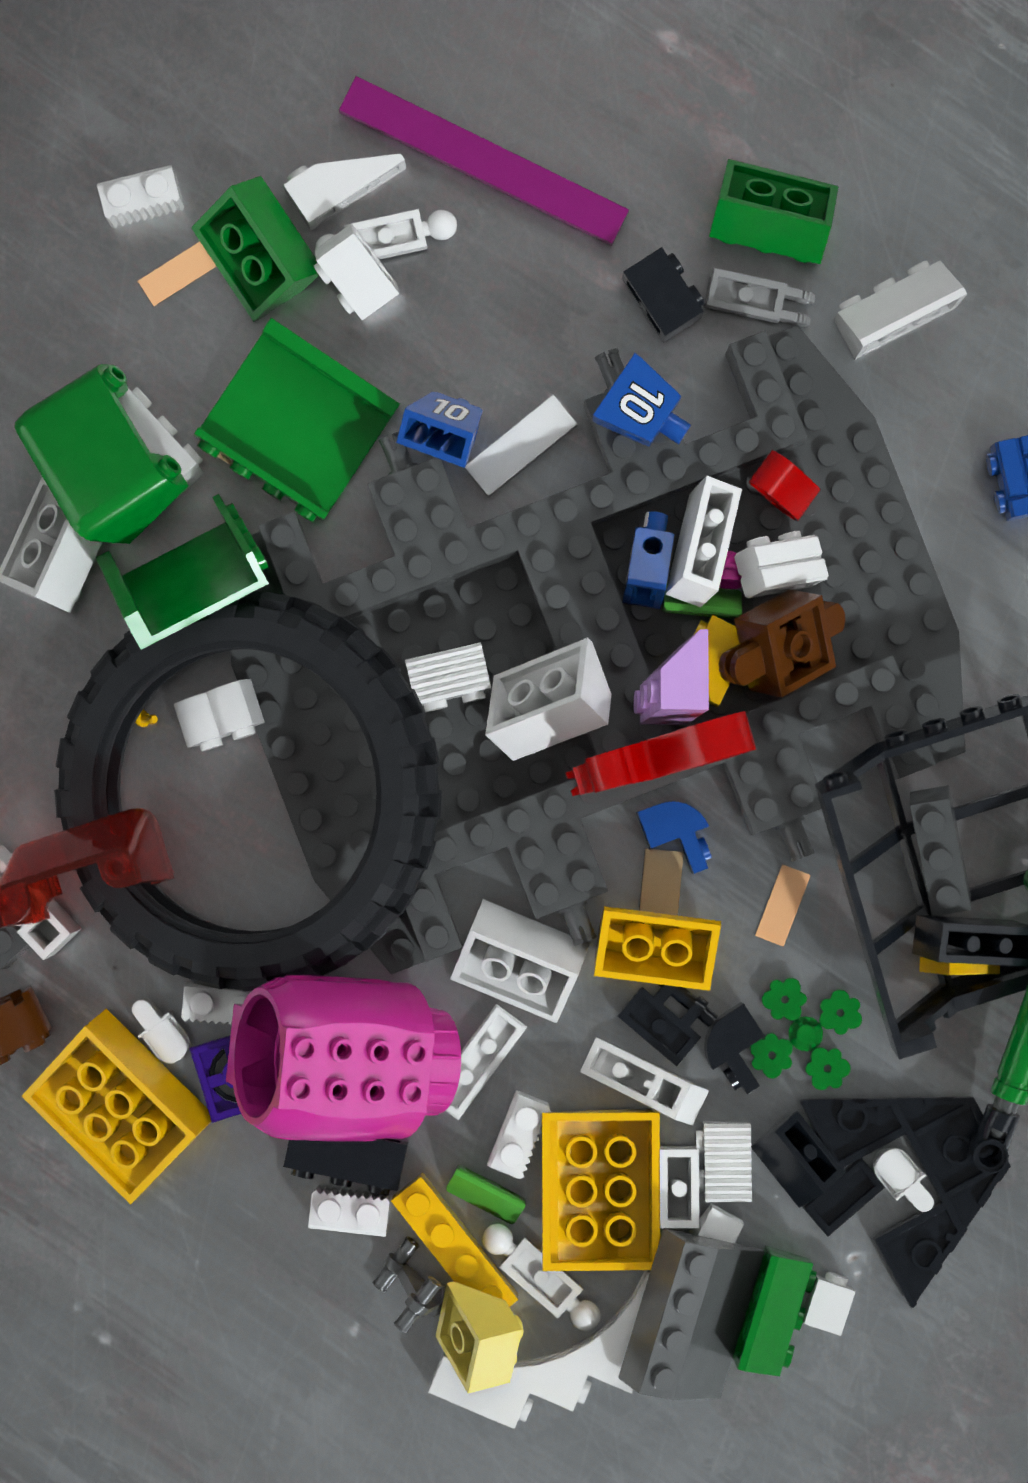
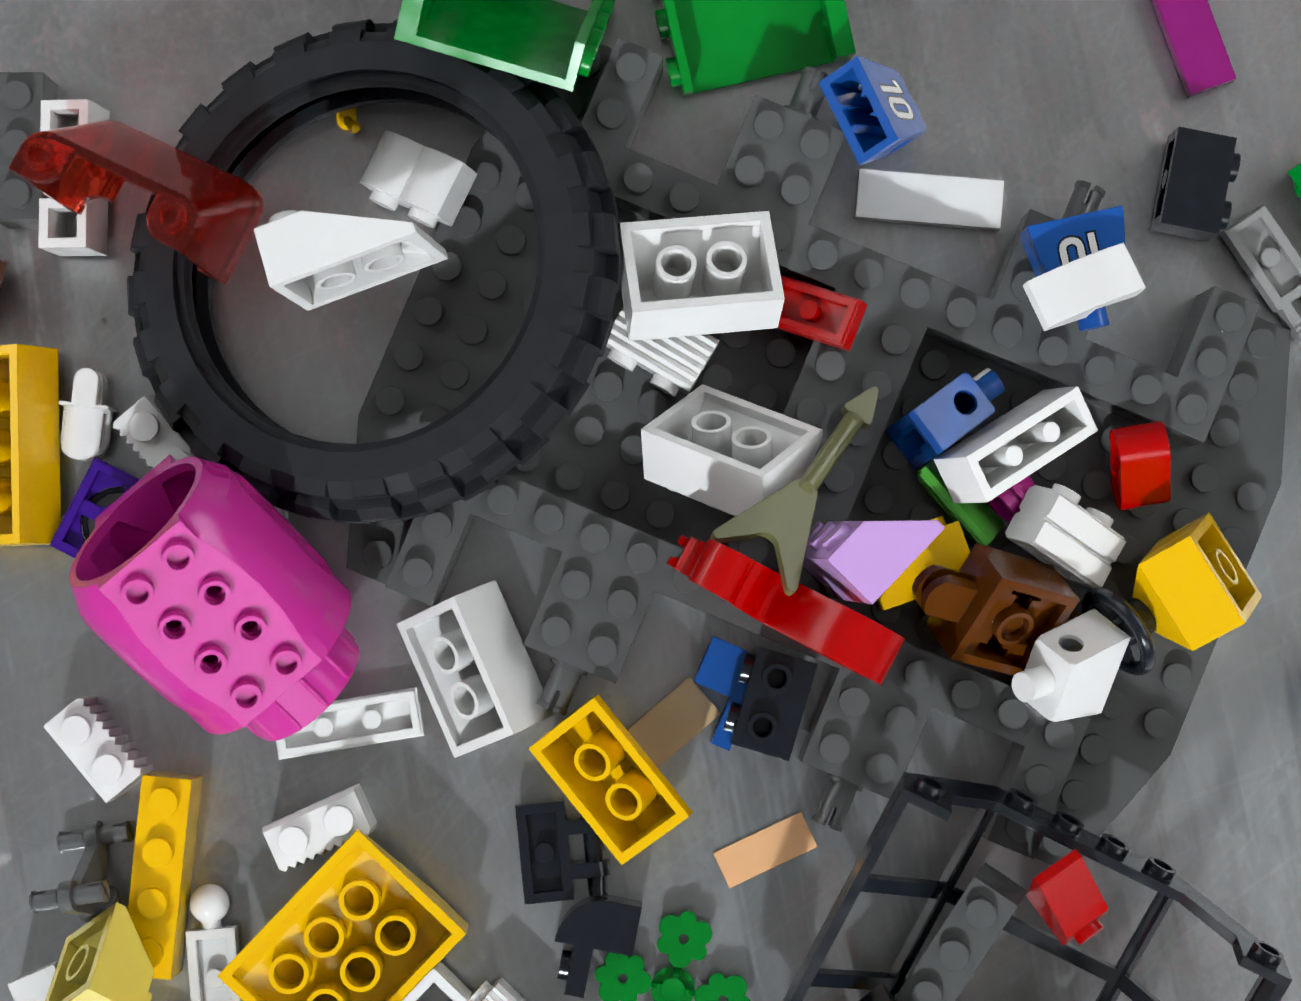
camera: 40 degrees right, 0 degrees up
(223, 805) = (332, 256): none -> white slope
(365, 1162) = (161, 729): black brick -> none
(436, 616) = (700, 275): none -> white slope
(486, 1194) = (240, 852): bright green slope -> none
(502, 583) = (820, 313): none -> red tile
(613, 704) = (789, 512): none -> olive piece
(644, 1081) = (482, 890): white slope -> none
(657, 420) = (1083, 286): none -> white slope
(705, 817) = (770, 703): none -> black brick
(855, 636) = (1072, 668): none -> white torso
(876, 533) = (1183, 590): none -> yellow piece
(974, 768) = (1069, 900): none -> red slope

